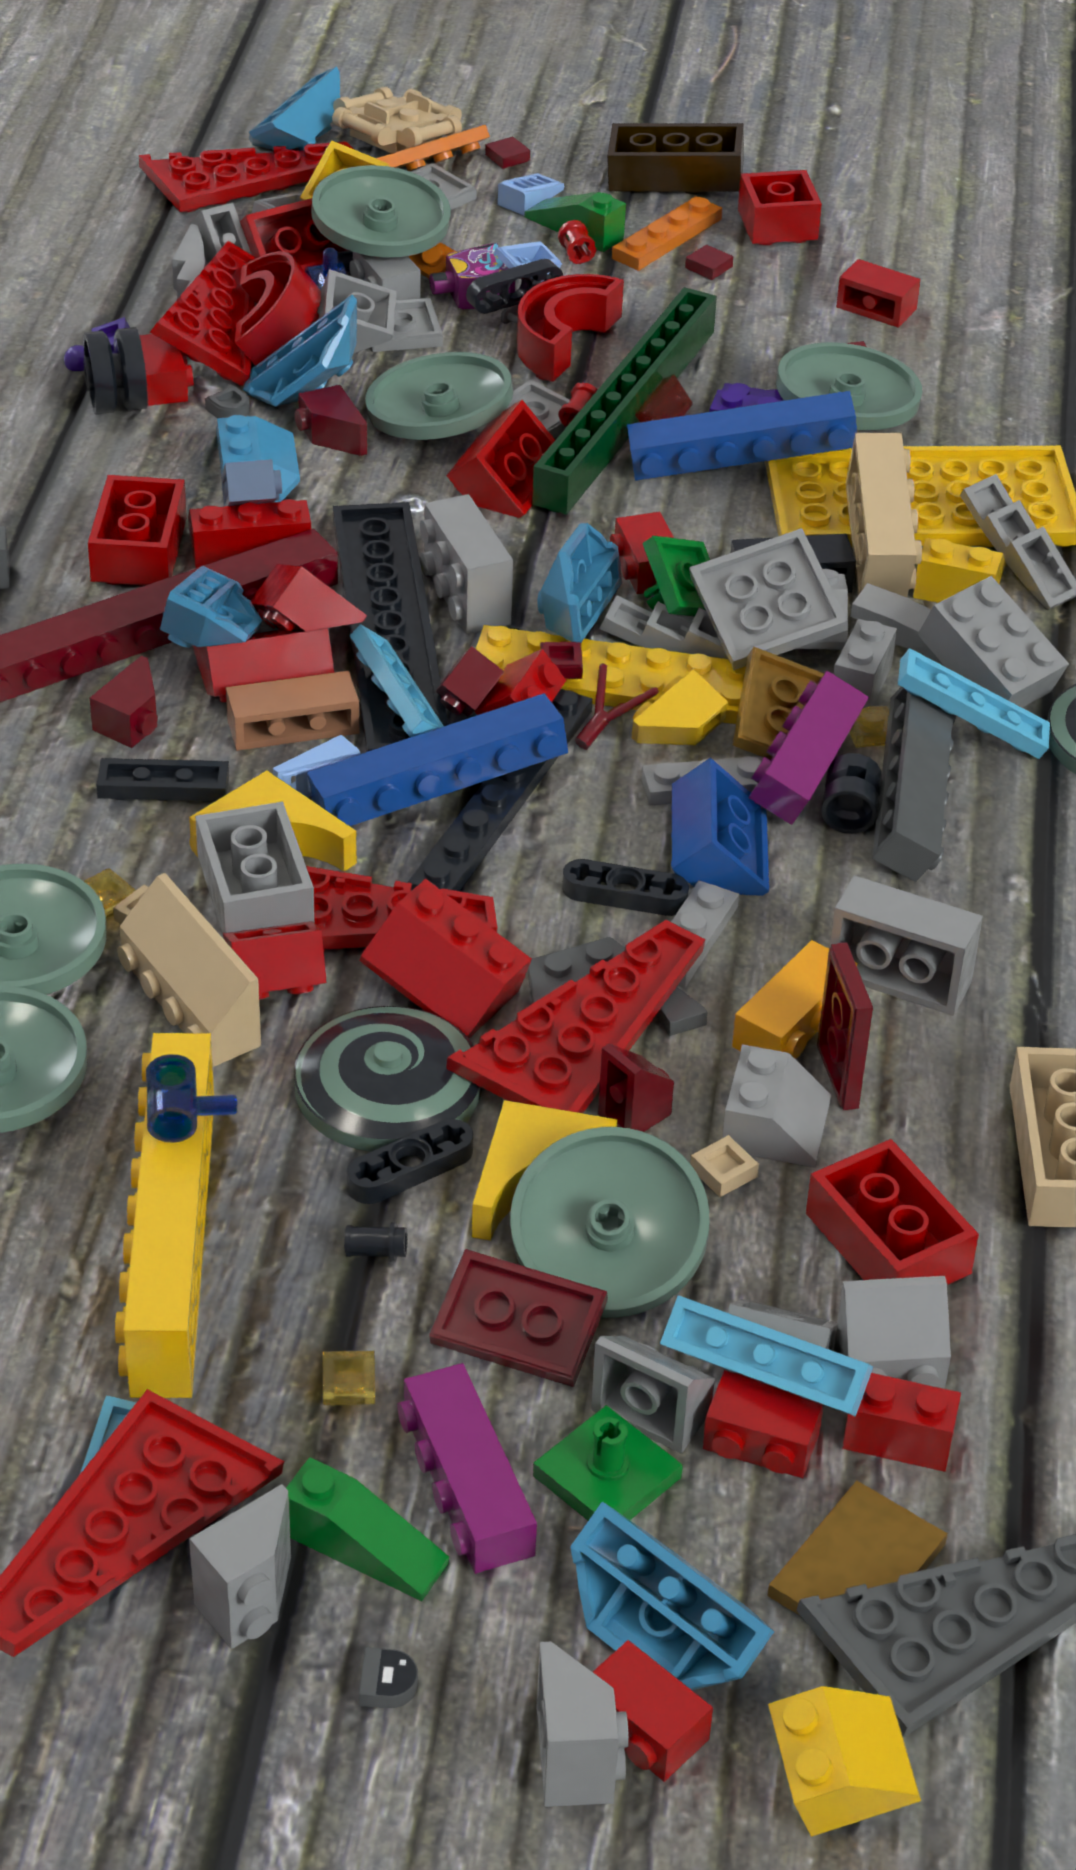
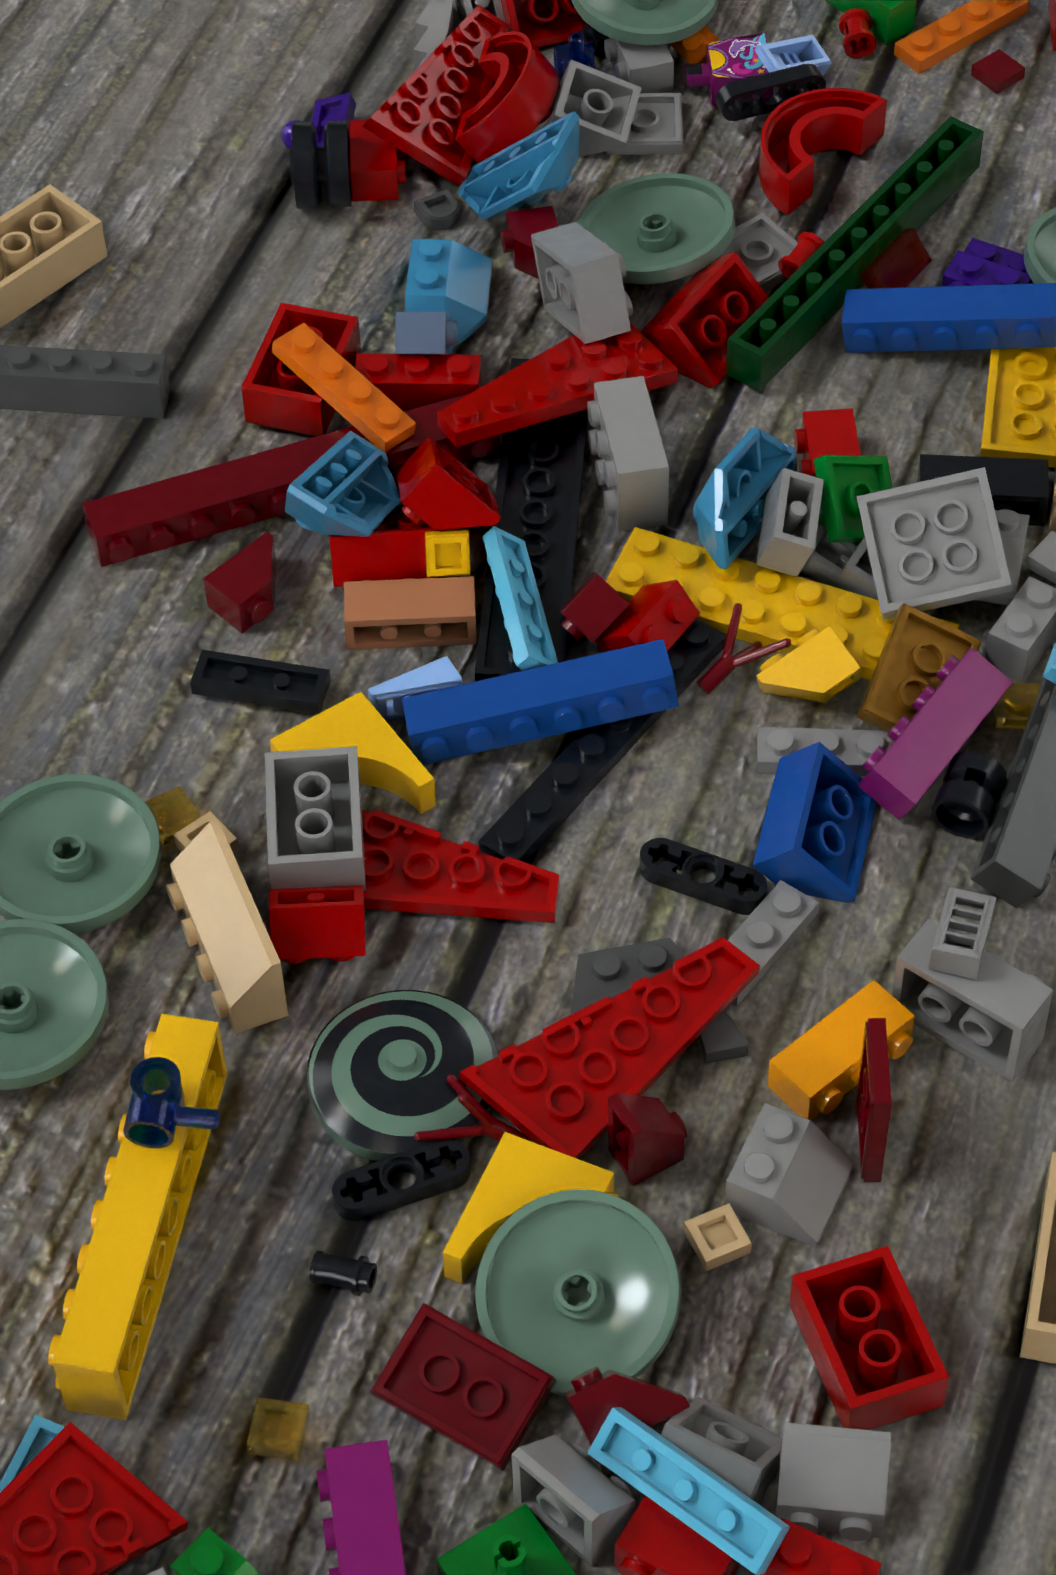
camera: 15 degrees right, 10 degrees up
(187, 532) = (343, 387): none -> orange plate
(320, 653) = (447, 553): none -> yellow tile
(379, 515) = (554, 385): none -> red wing
(387, 434) = (582, 282): none -> light grey brick
(446, 959) = (488, 950): red slope -> none
(465, 1082) = (488, 1125): none -> dark red plant
(566, 657) = (703, 585): dark red tile -> none
(632, 597) = (790, 522): none -> light grey brick
(654, 1300) = (598, 1392): none -> dark red slope
(890, 881) = (957, 959): none -> light grey slope

